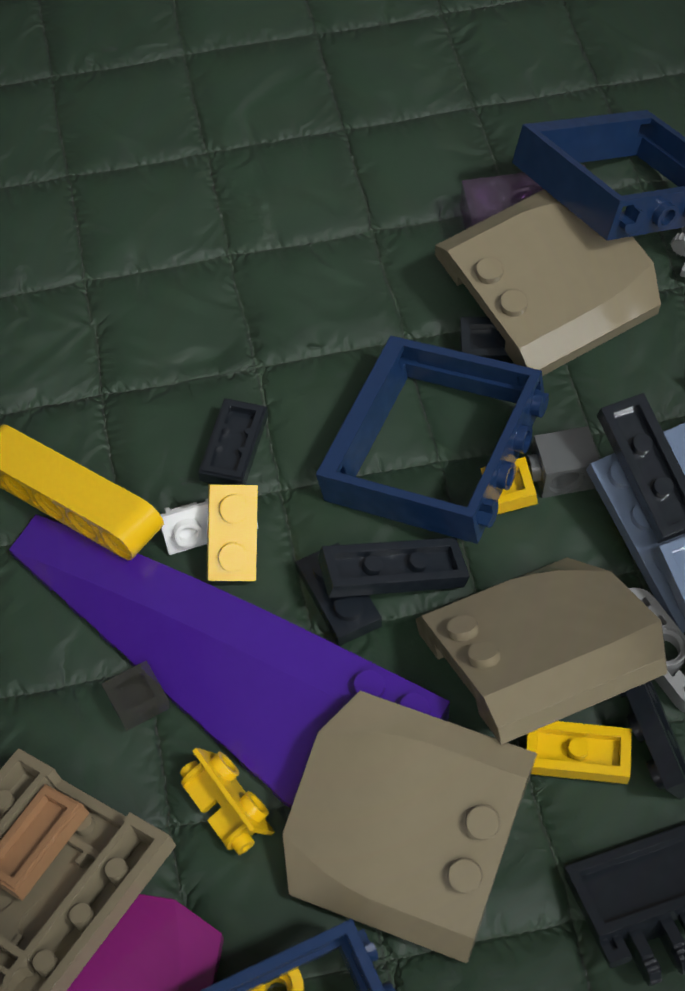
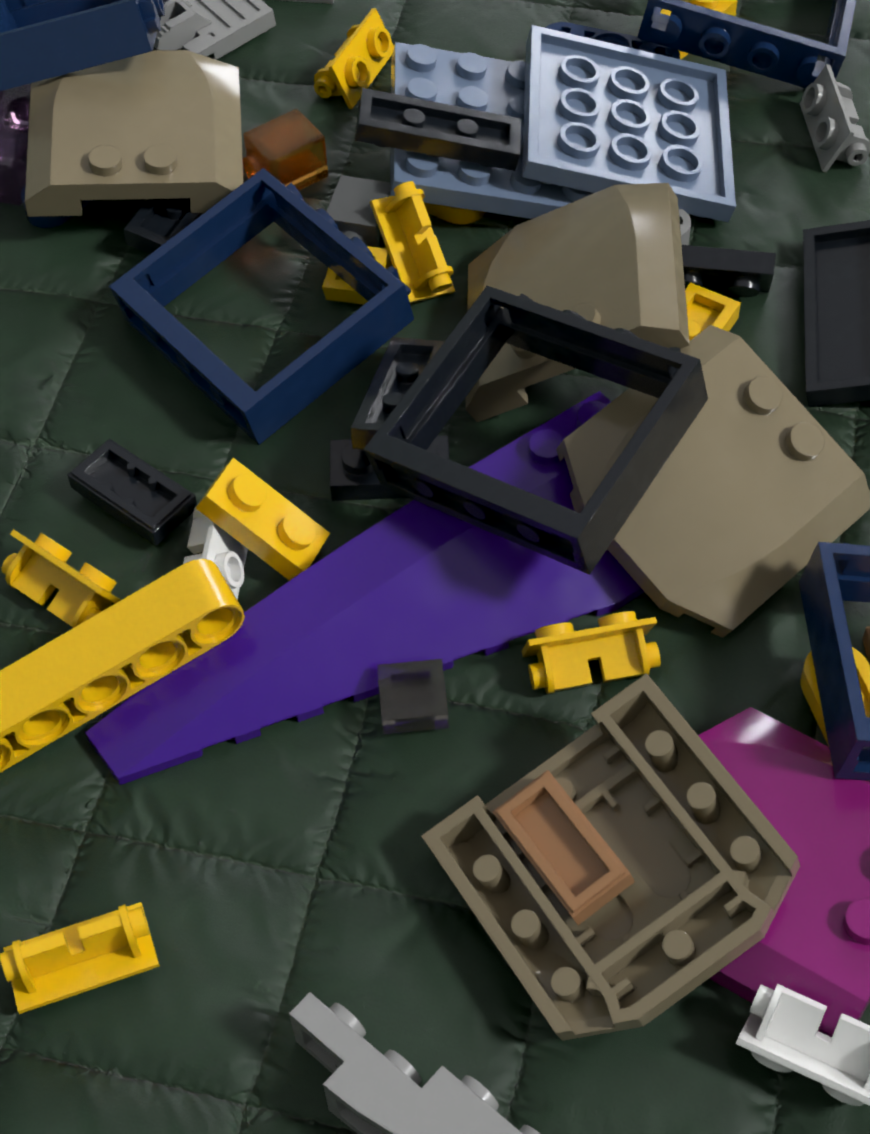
camera: 65 degrees left, 5 degrees down
(147, 430) = (43, 567): none -> yellow hinge
(354, 586) = (573, 538): none -> black window
(551, 509) = (412, 243): none -> yellow hinge
(603, 377) = (288, 150): none -> clear orange brick

